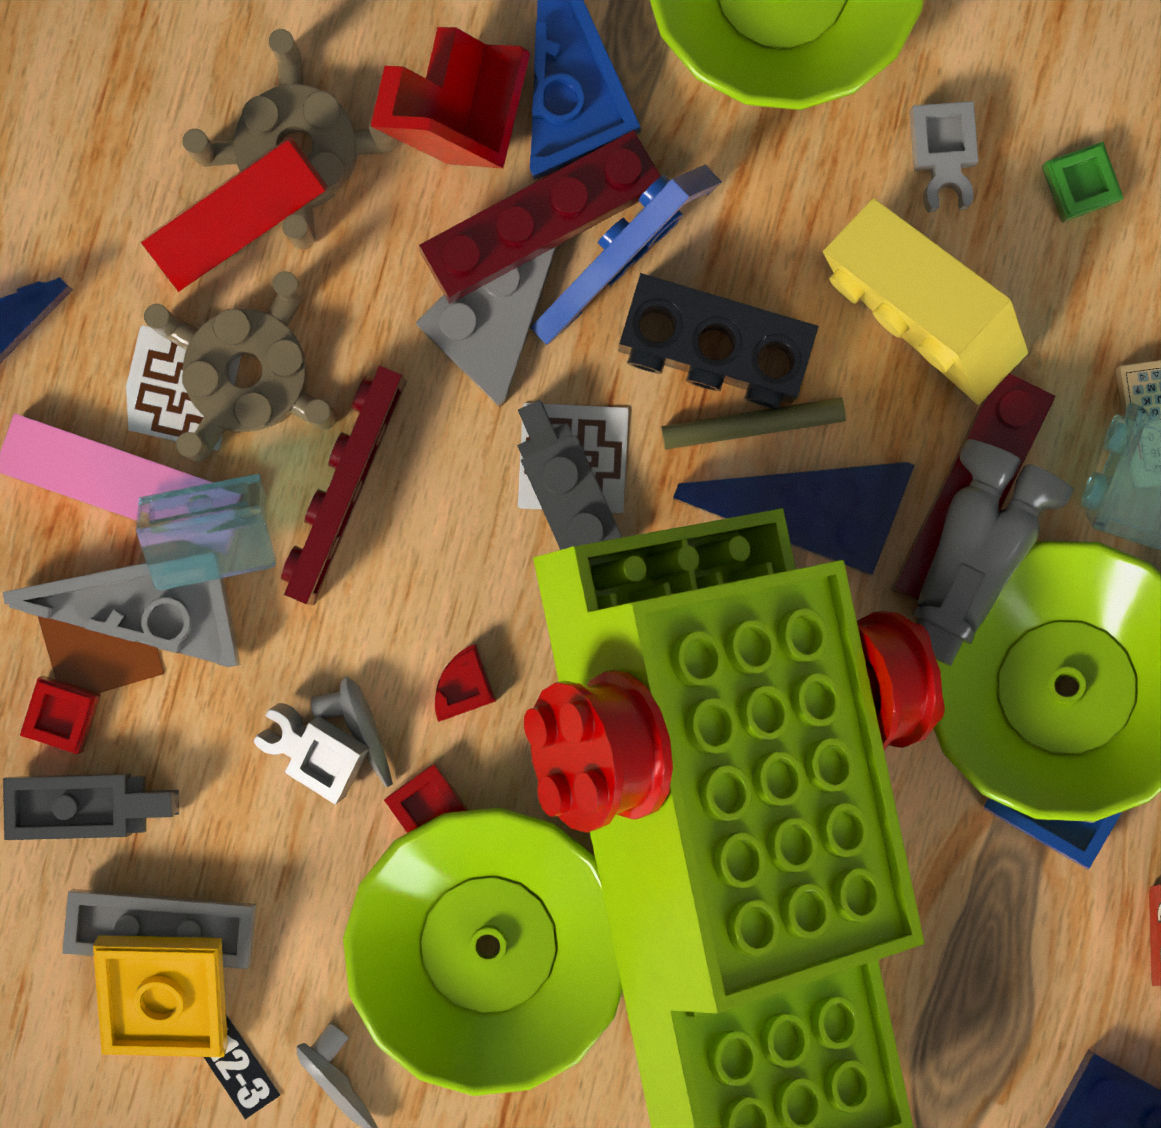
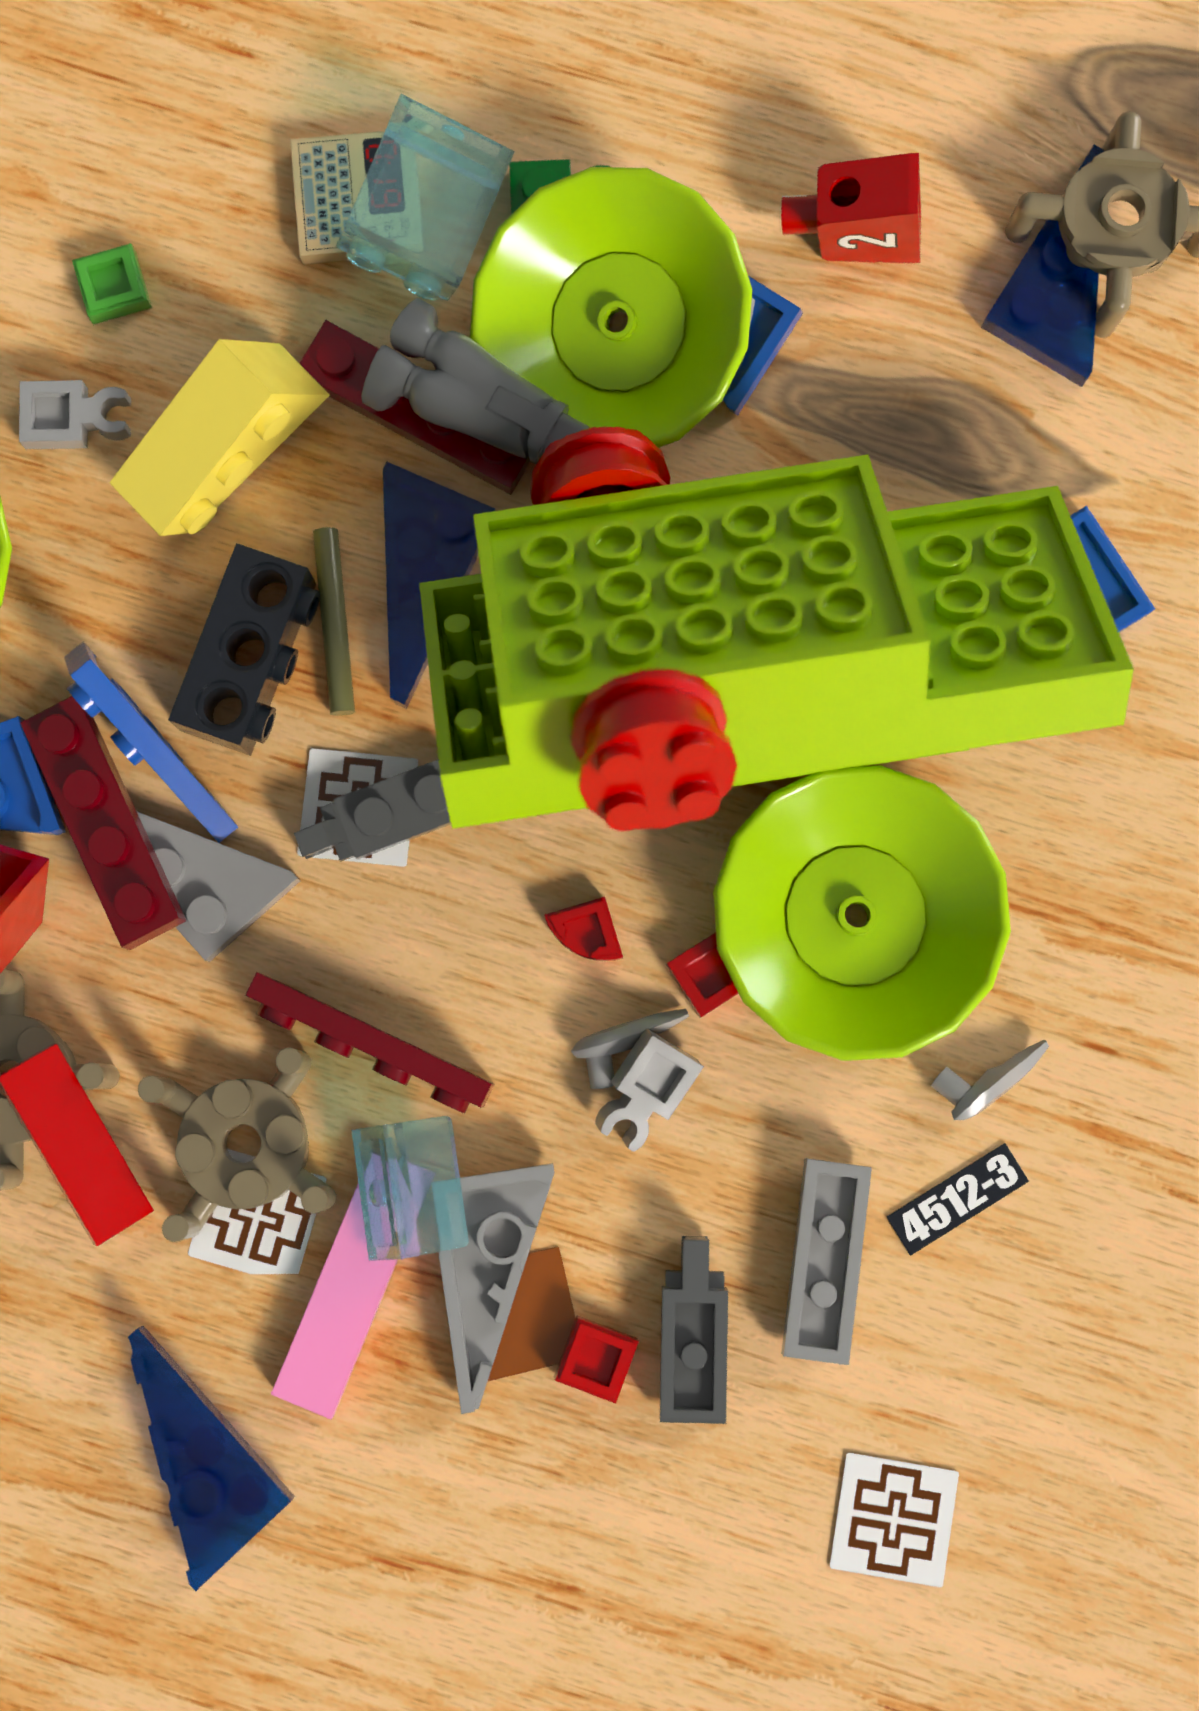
camera: 85 degrees left, 5 degrees down
(160, 996) = (897, 1261): yellow tile -> none

